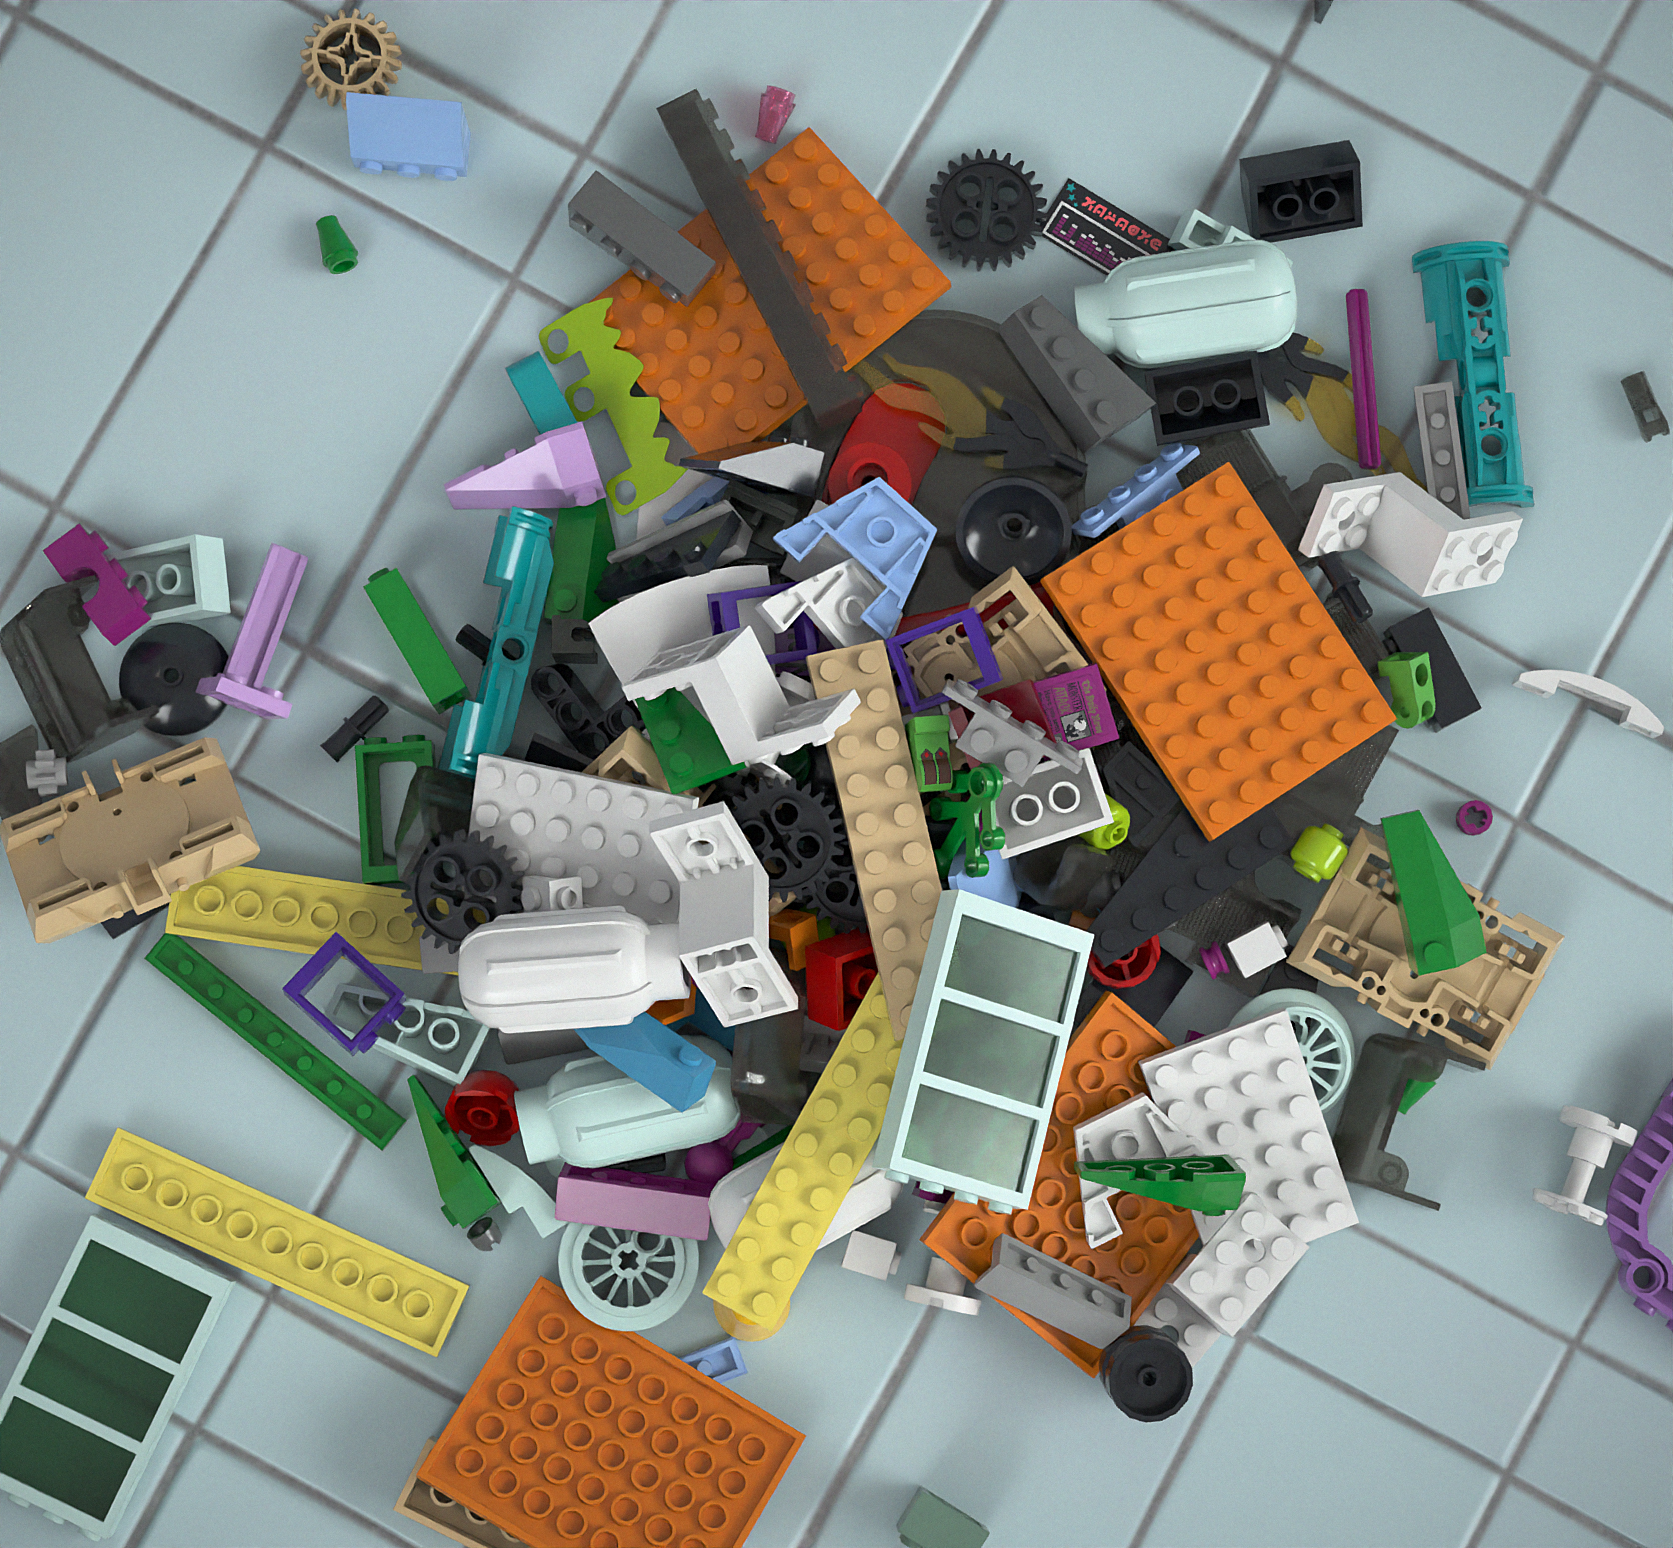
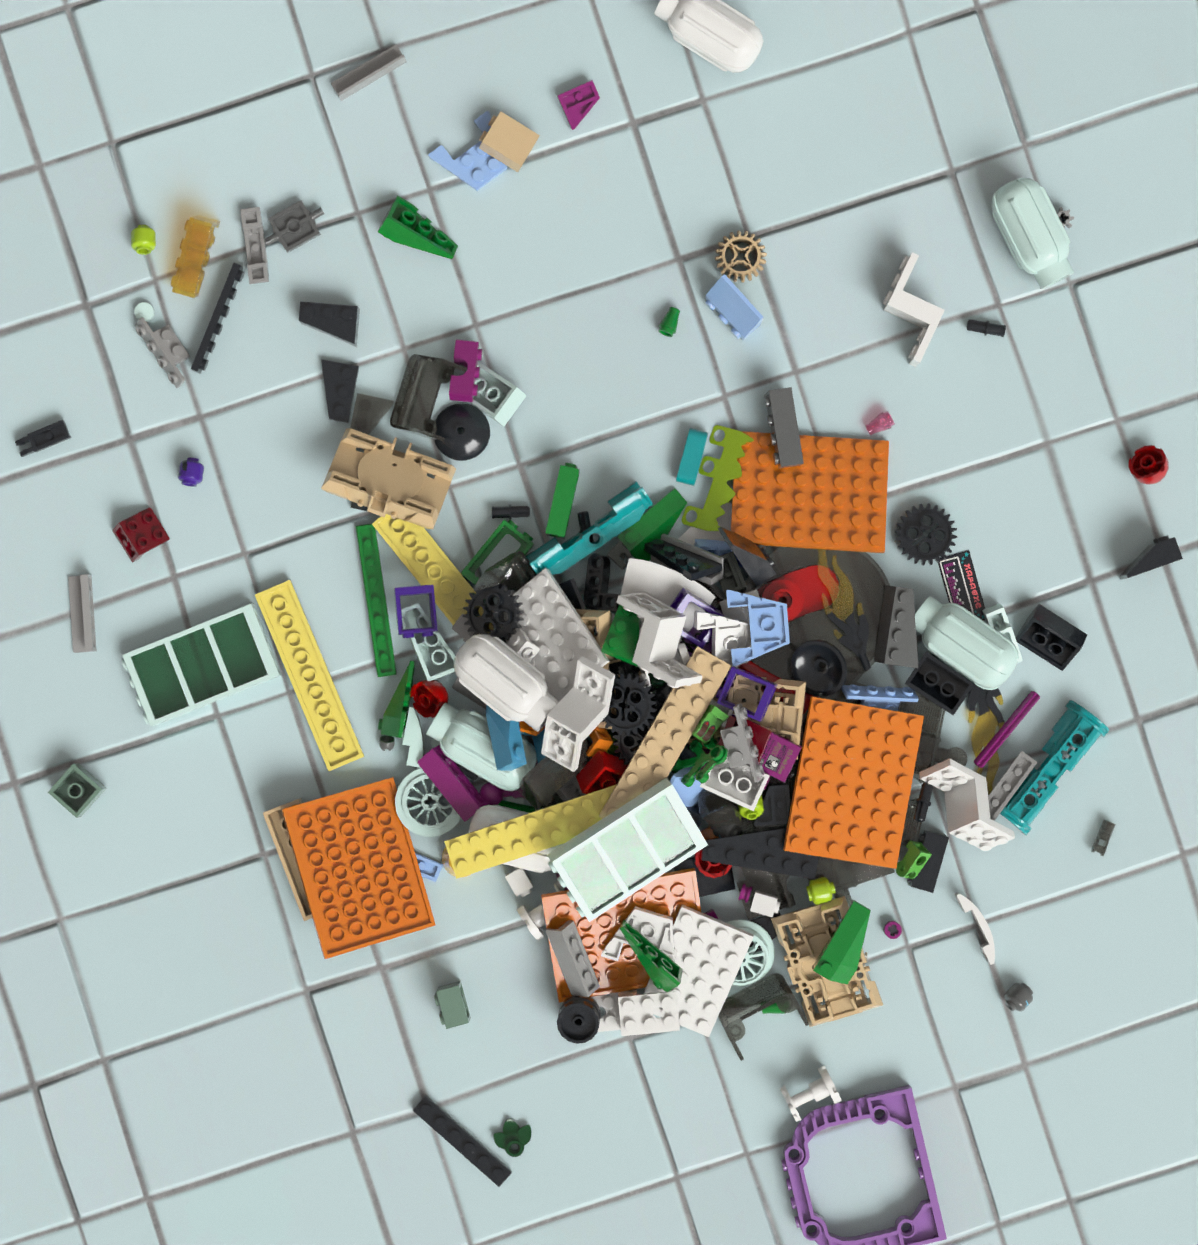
camera: 55 degrees right, 5 degrees up
(46, 773) = (382, 425): light grey gear -> none
(258, 638) = (506, 445): lavender bracket -> none
(551, 474) = (669, 485): lavender wedge -> none
(759, 259) = (821, 477): clear smoke brick -> none

